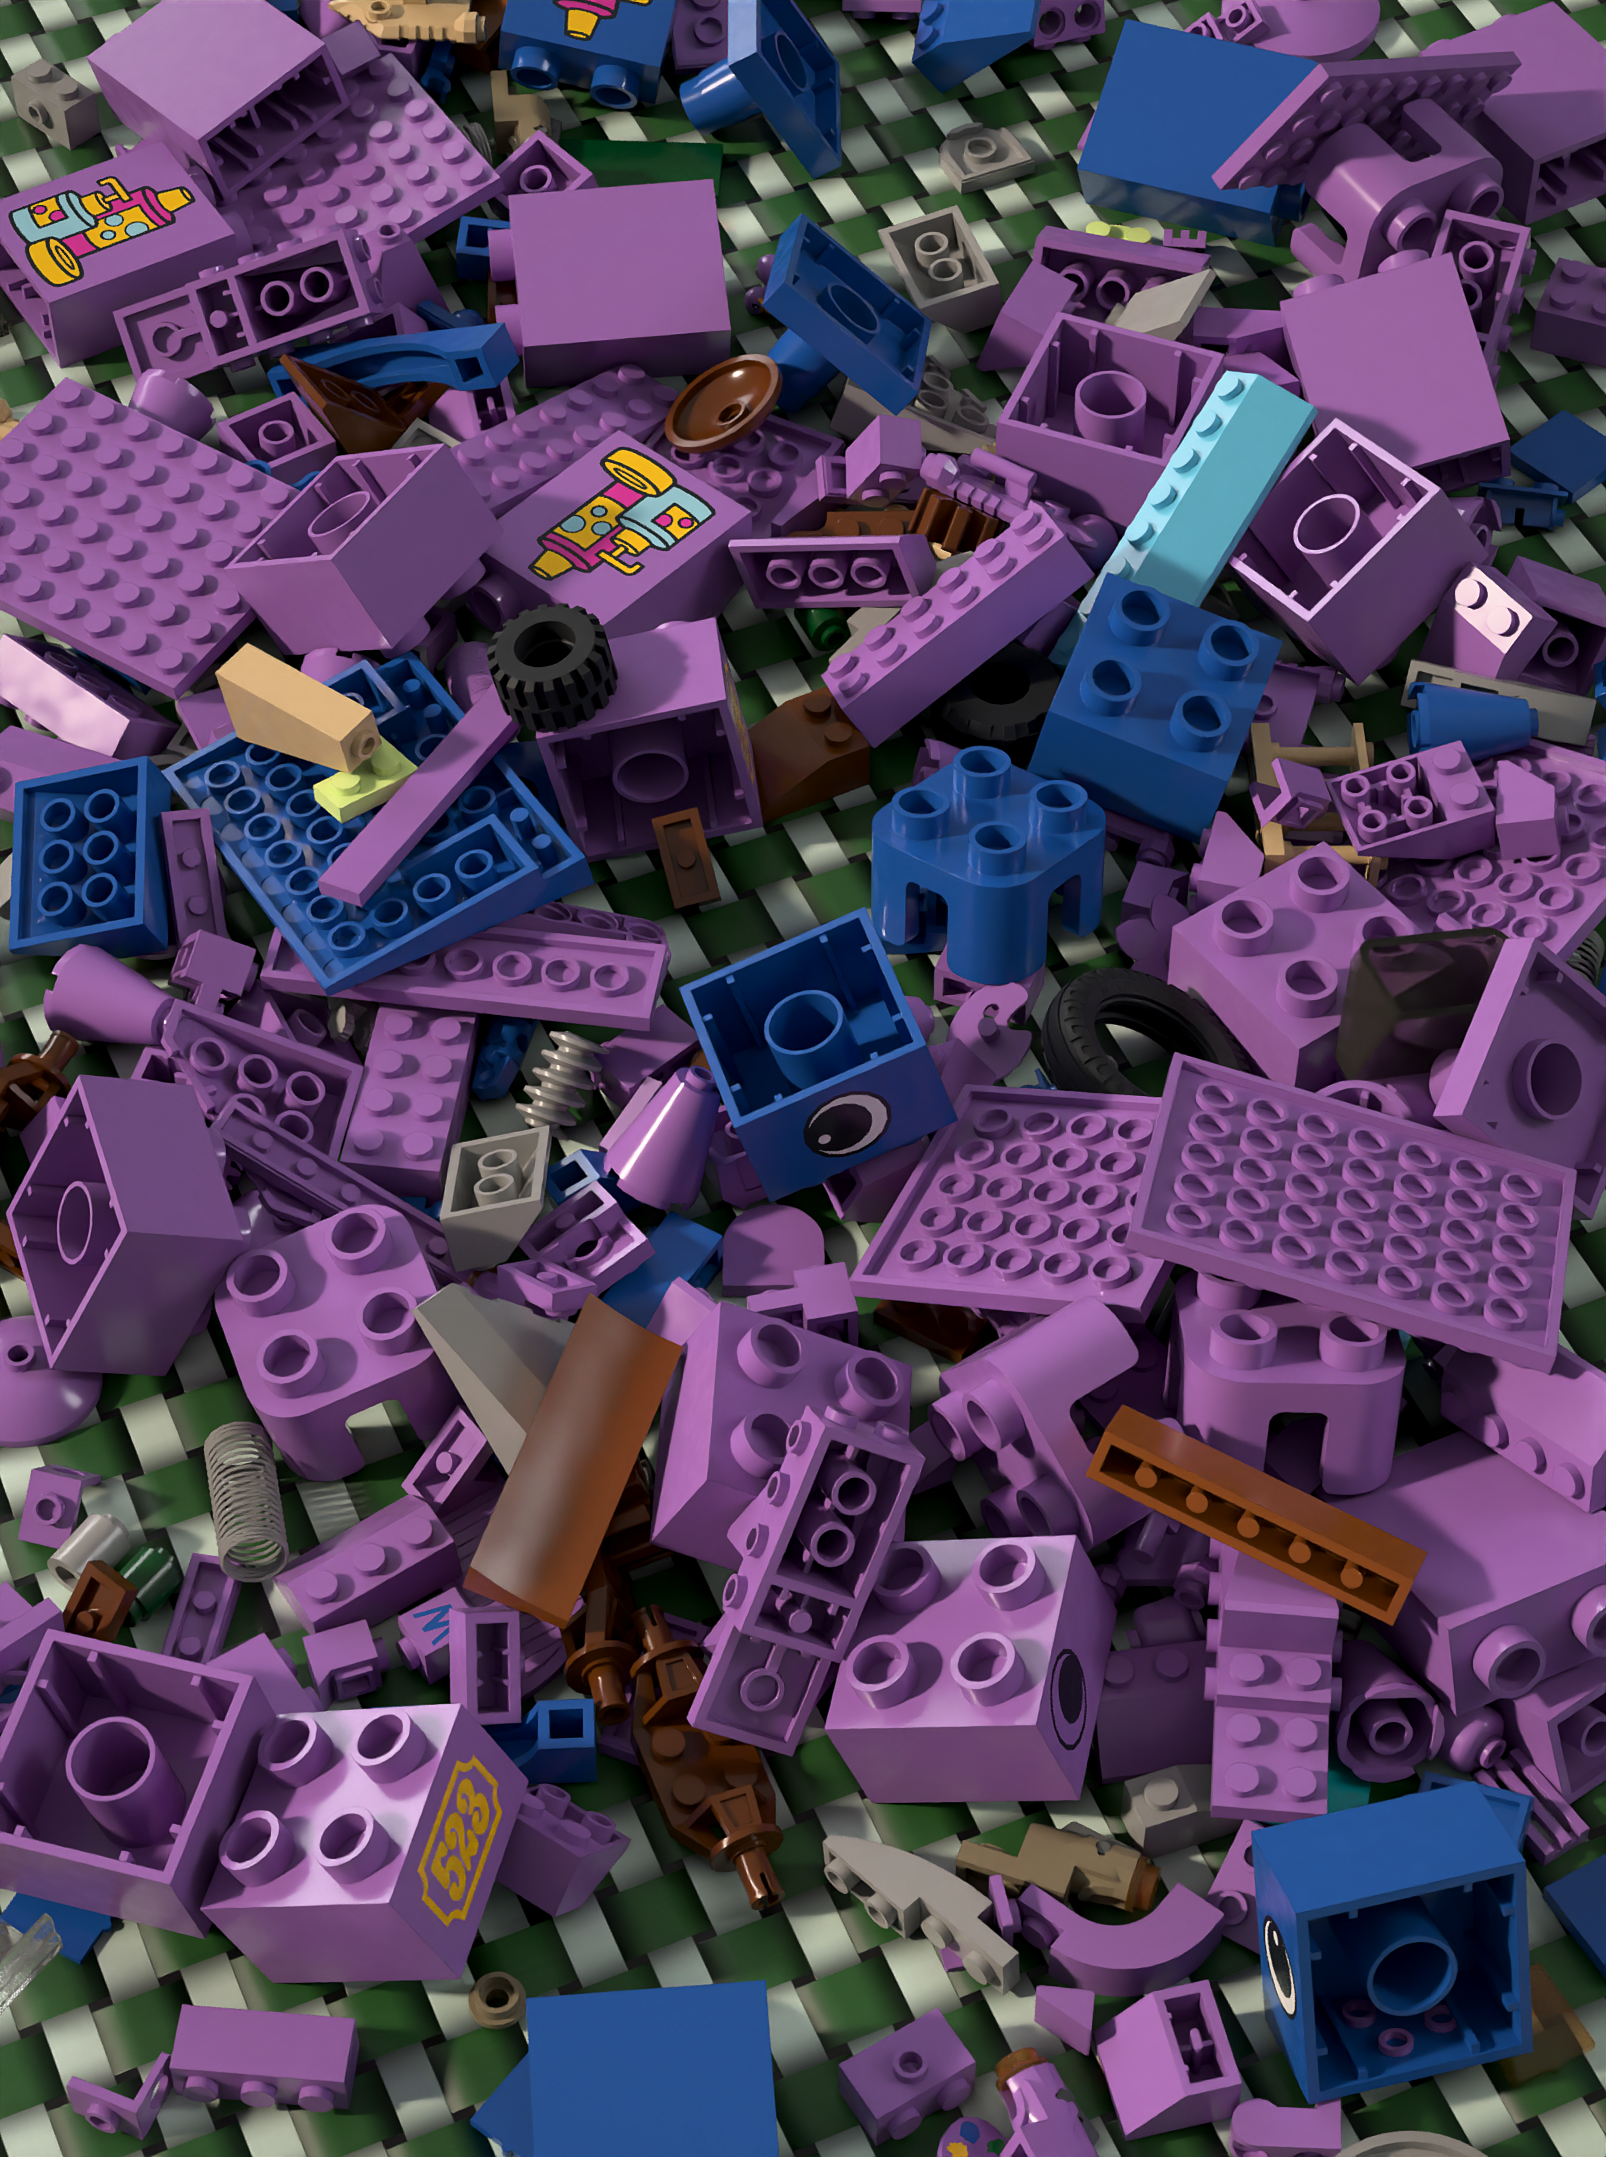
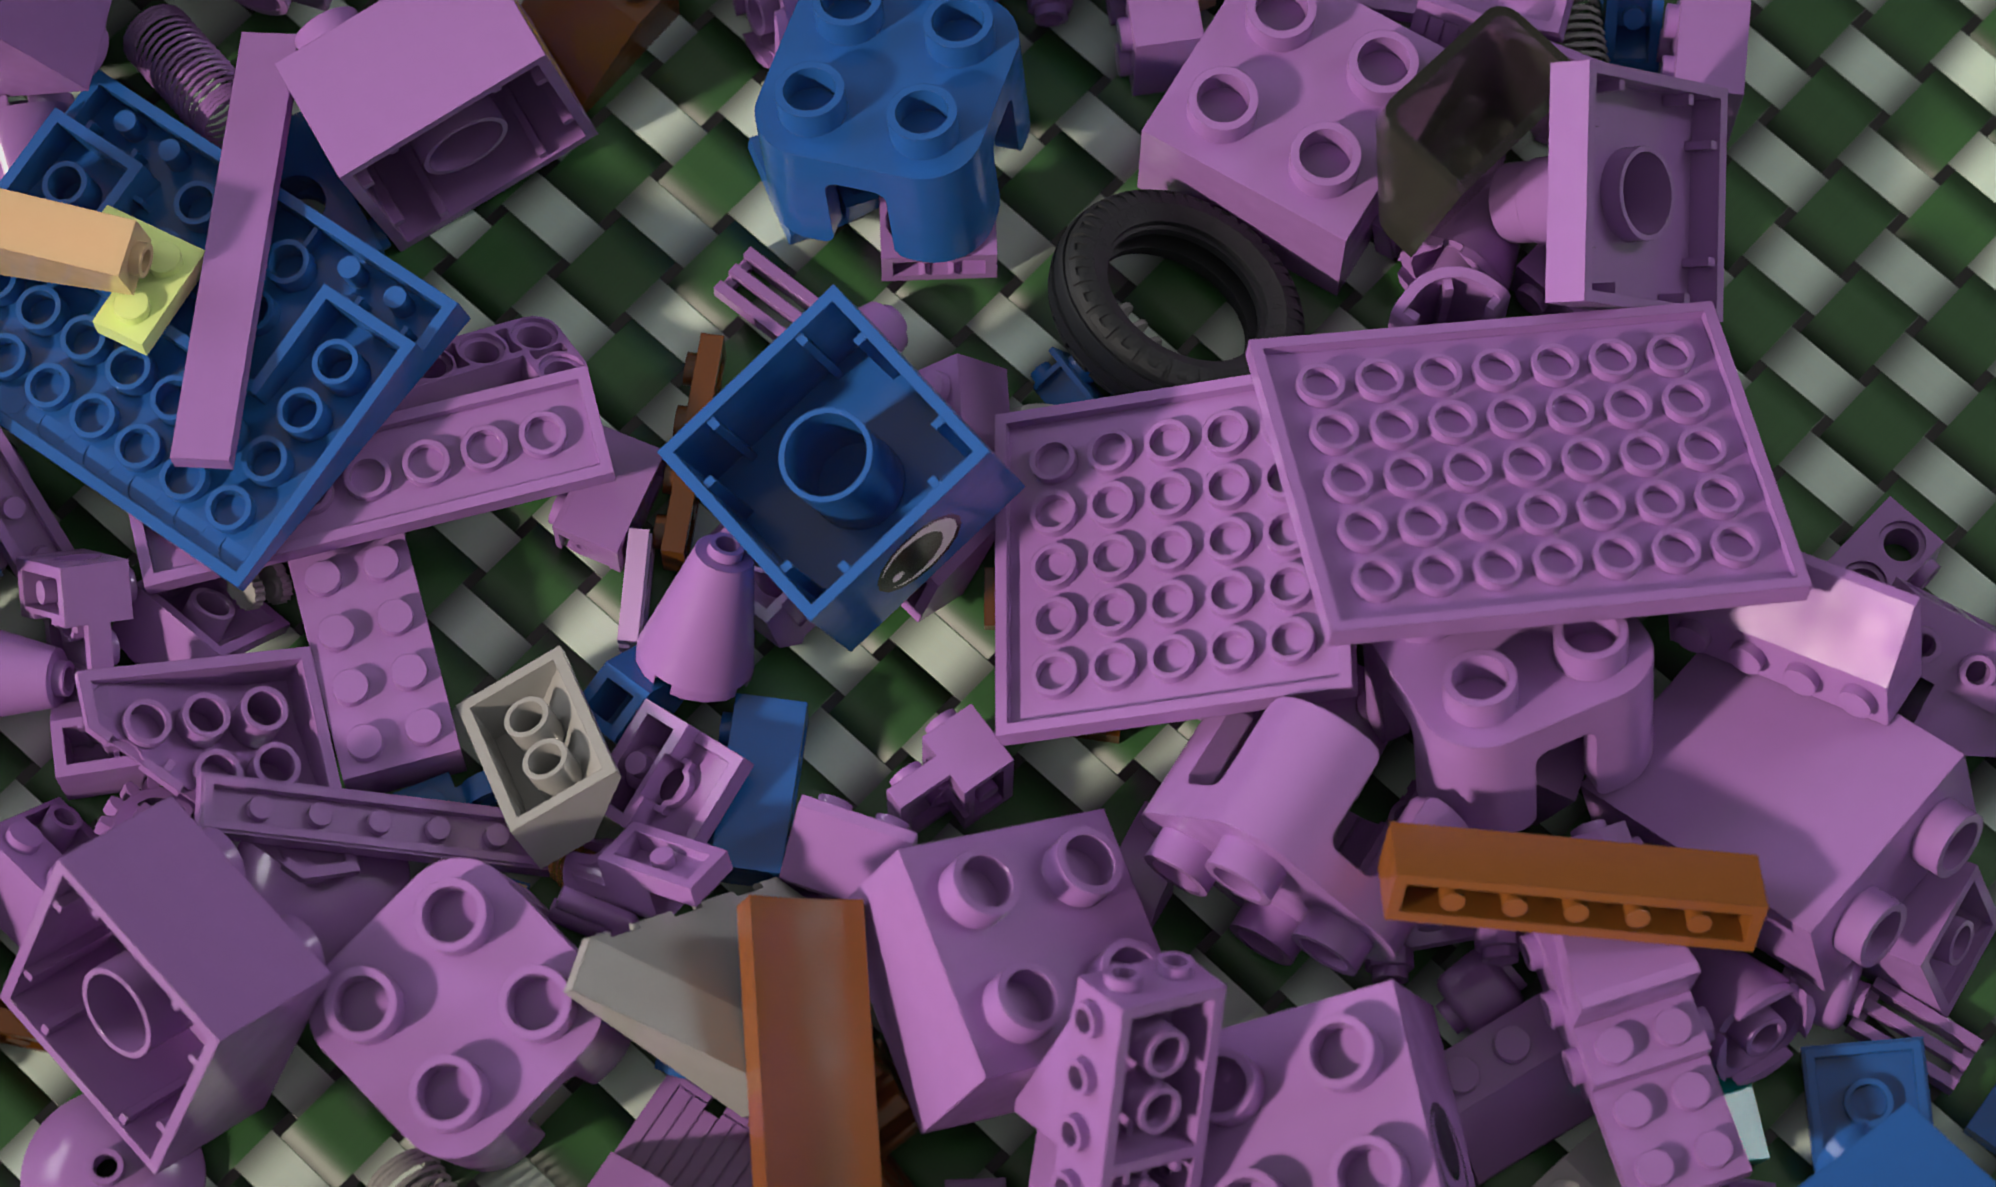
camera: 25 degrees left, 20 degrees up
(452, 1465) = (646, 1110): medium lavender slope -> none
(502, 1055) = (445, 565): blue hinge -> none
(552, 667) = (297, 52): black tyre -> none
(561, 1082) = (541, 577): light grey piece -> none
(686, 859) = (532, 213): reddish brown plate -> none
(766, 1248) = (861, 691): medium lavender tile -> none
(992, 1038) = (976, 324): medium lavender piece -> none
(1147, 882) = (1073, 66): medium lavender window -> none
(1150, 939) = (1103, 120): medium lavender plate -> none

